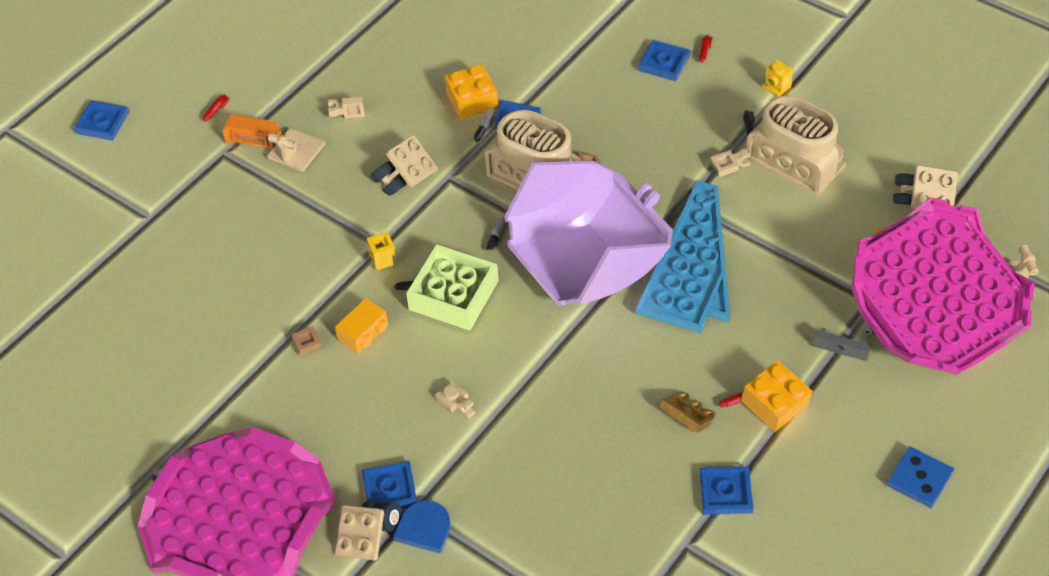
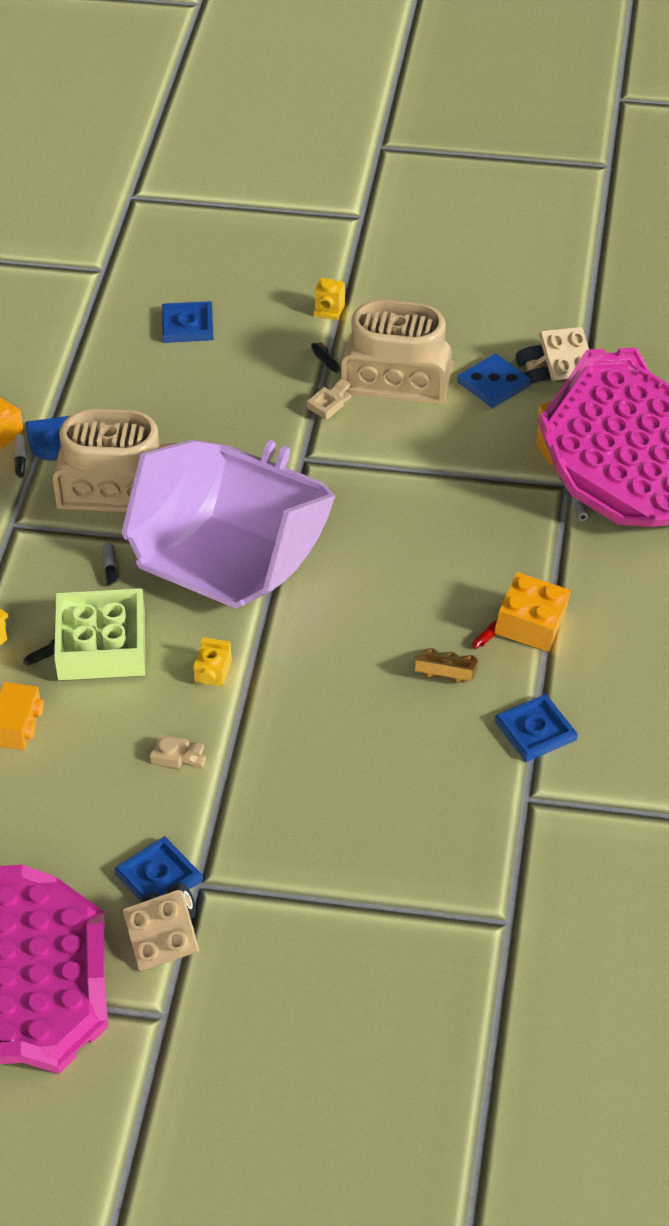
camera: 30 degrees left, 5 degrees down
(424, 526) = (227, 897): blue tile -> none
(520, 340) = (212, 662): none -> yellow brick
(692, 274) = (365, 533): dark azure wing -> none
(705, 45) = (224, 292): red piece -> none
(841, 345) = (564, 539): dark grey piece -> none
(867, 190) = (494, 380): none -> blue tile

